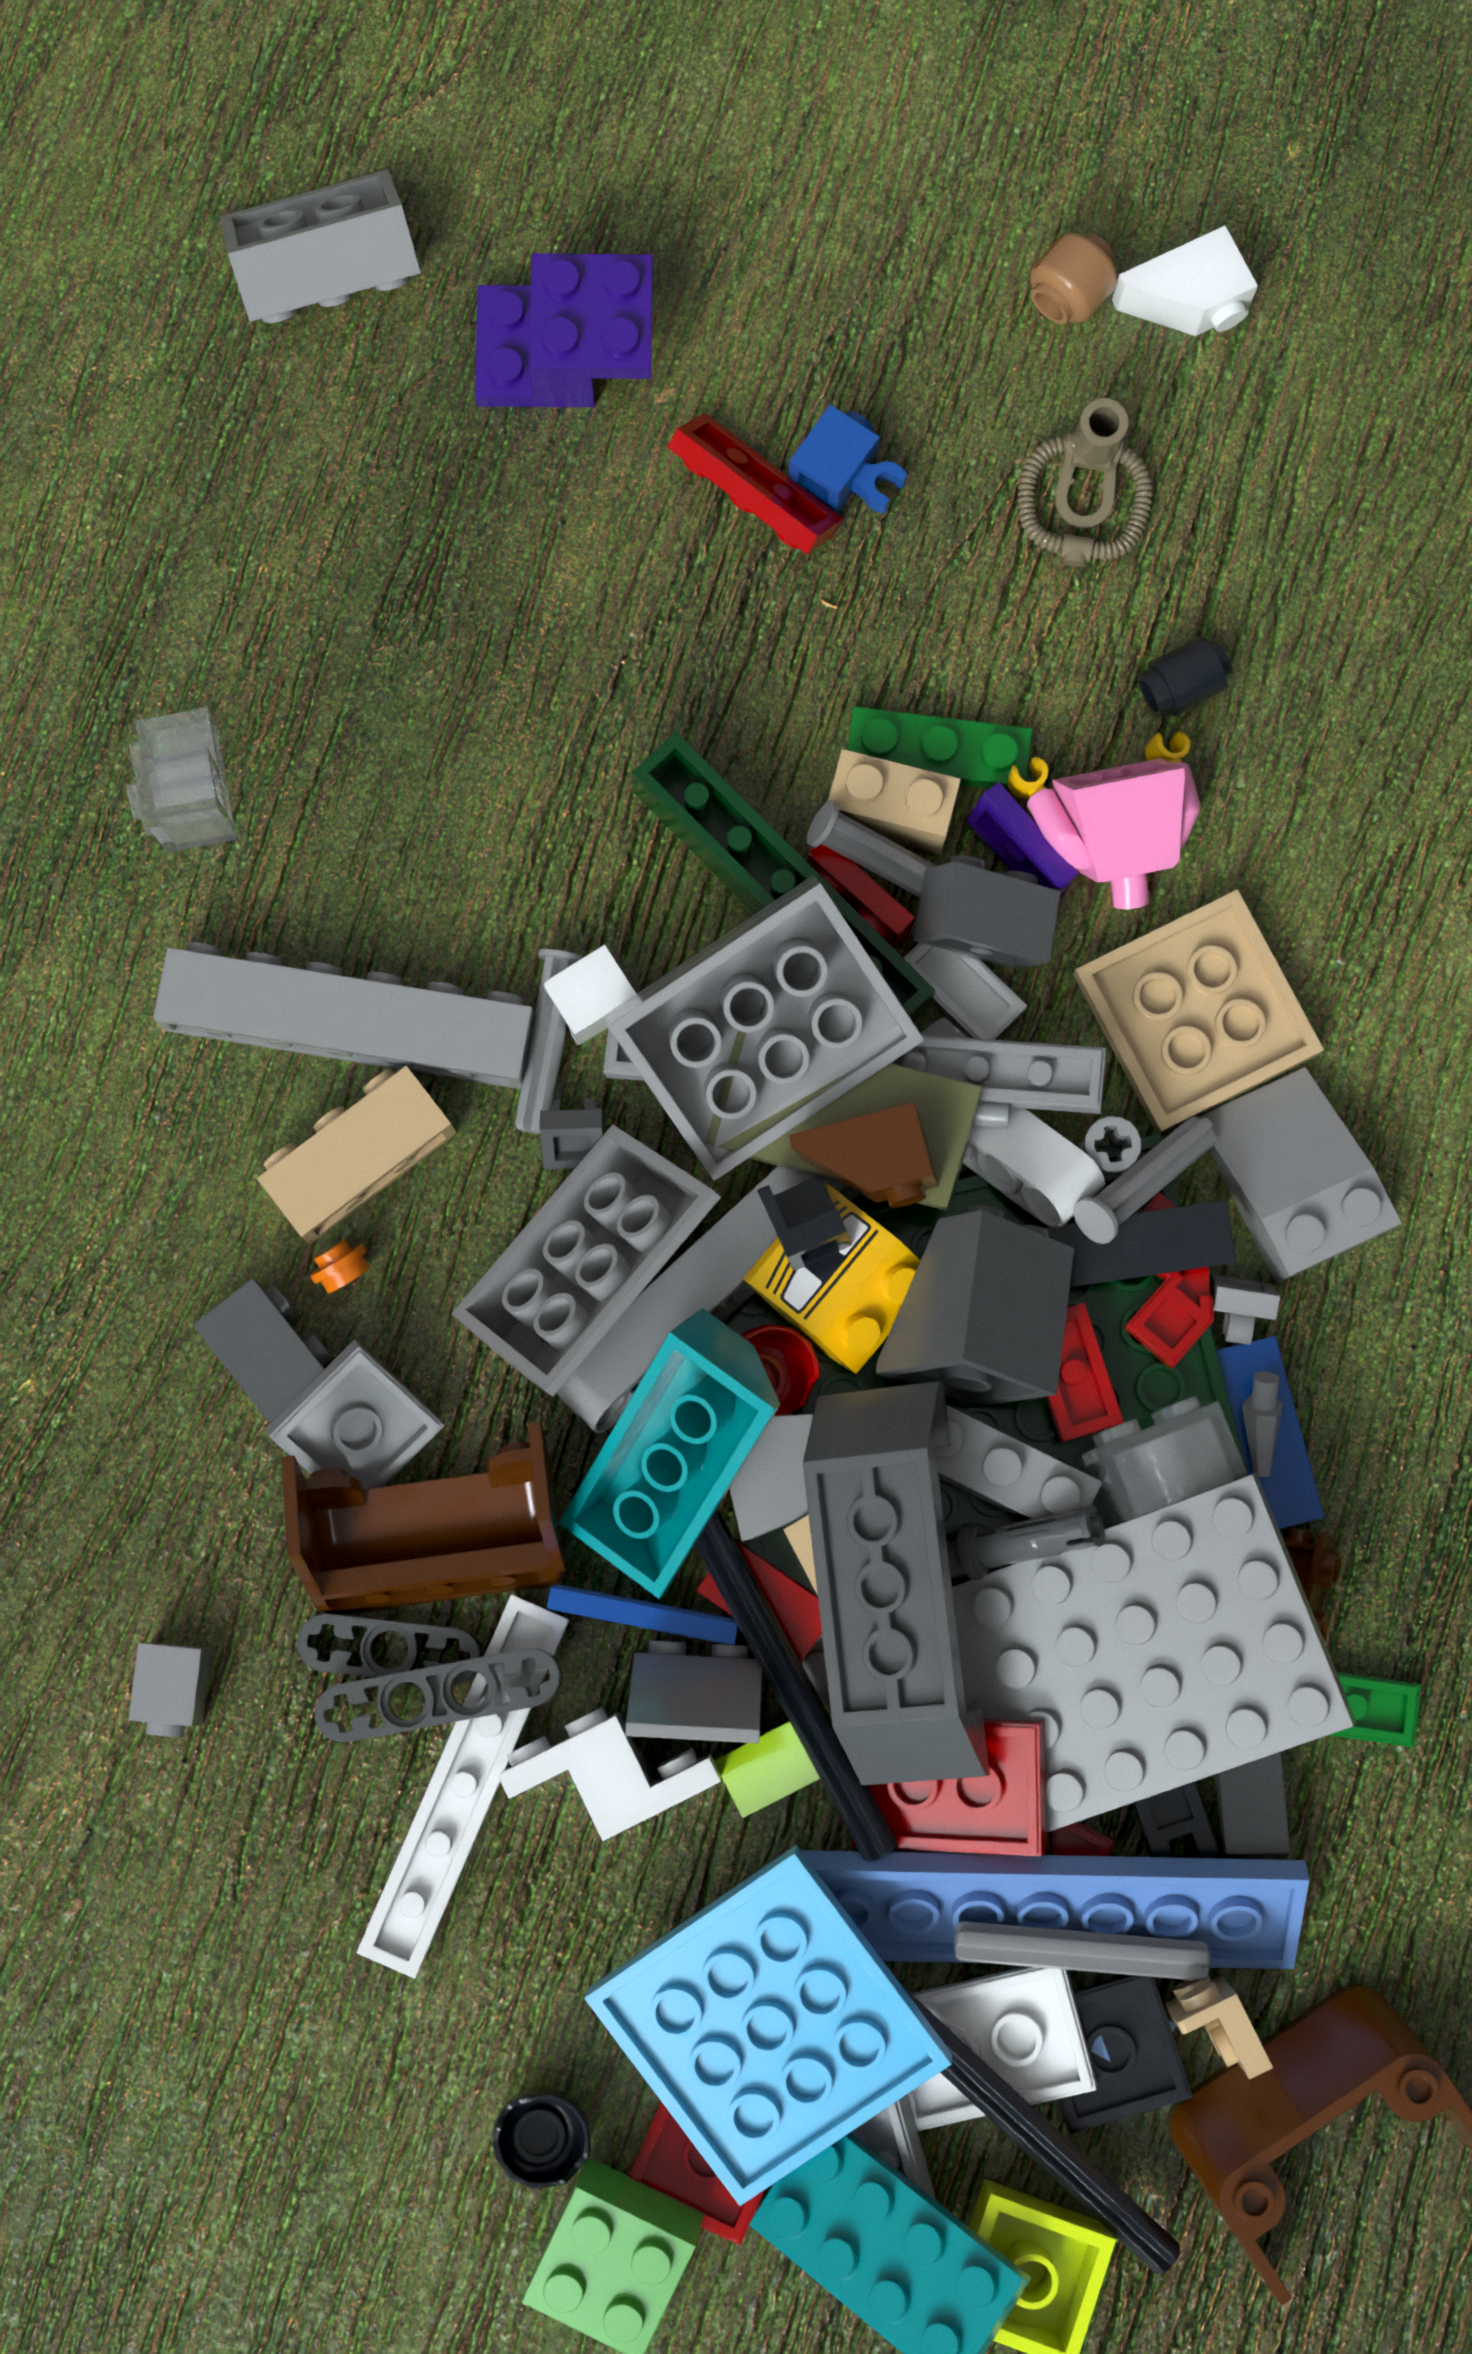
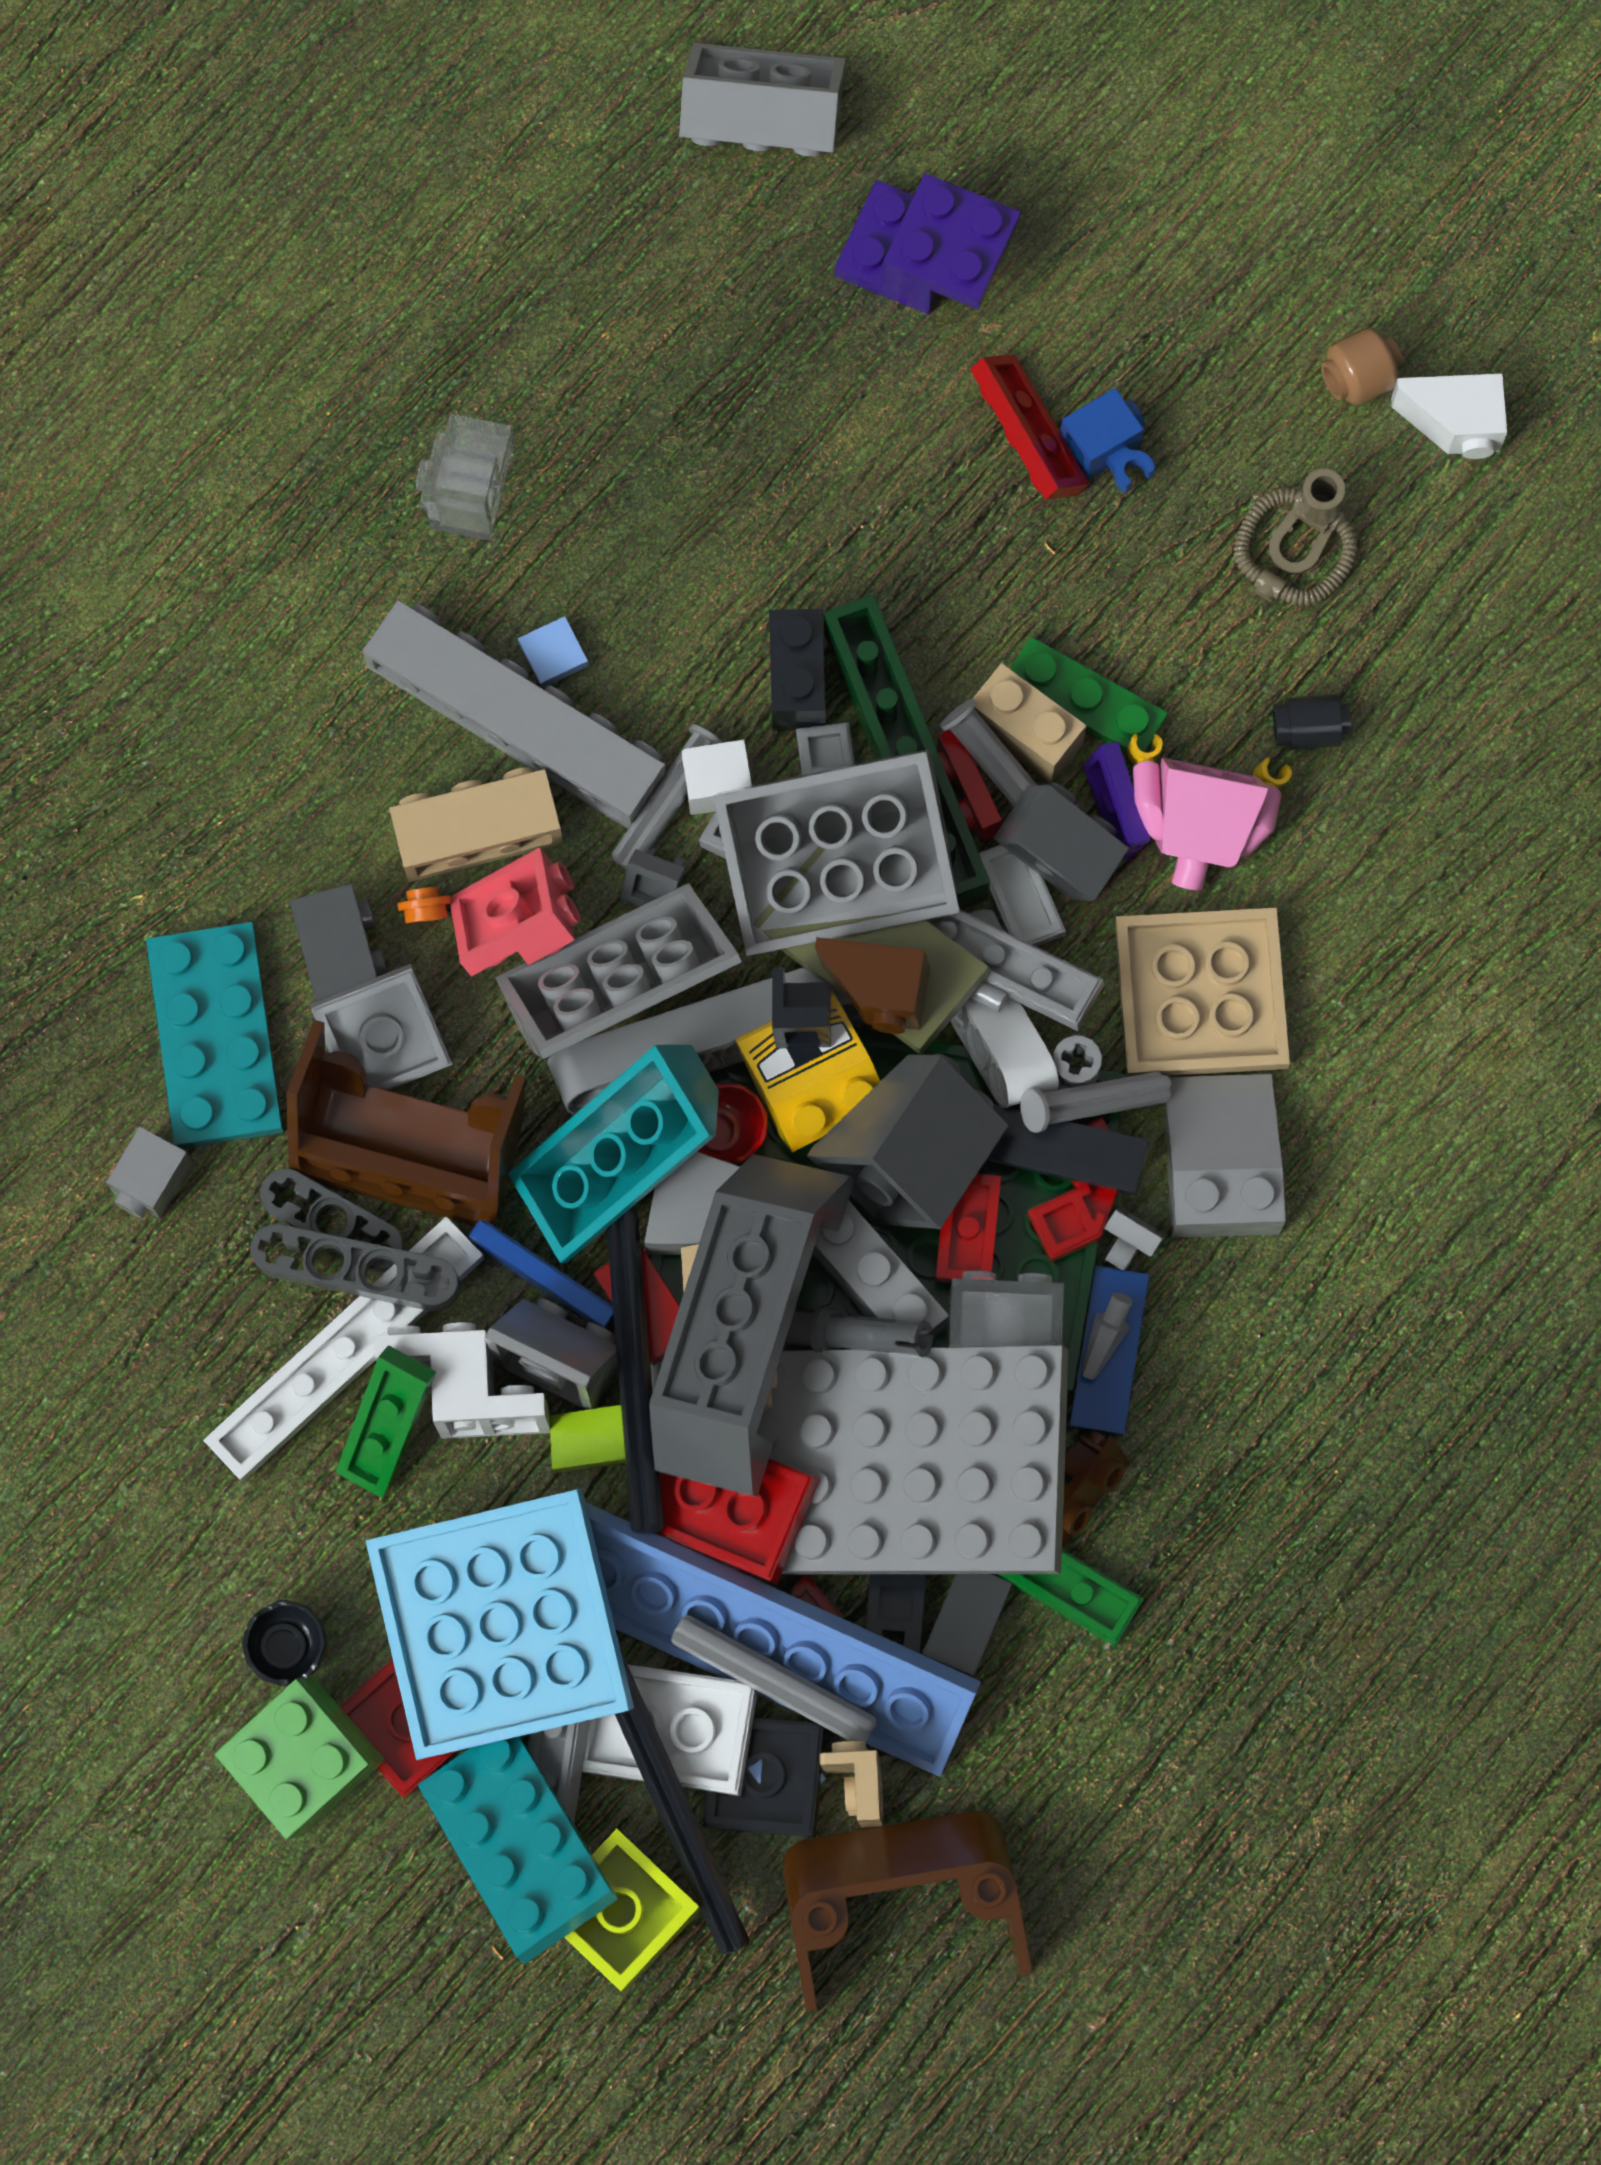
camera: 25 degrees right, 5 degrees down
(174, 1501) = (214, 1035): none -> teal plate
(356, 932) = (553, 652): none -> light blue tile
(441, 1236) = (515, 911): none -> coral plate
(547, 1853) = (385, 1421): none -> green plate
(625, 844) = (797, 669): none -> black brick
(691, 920) = (824, 747): none -> light grey tile

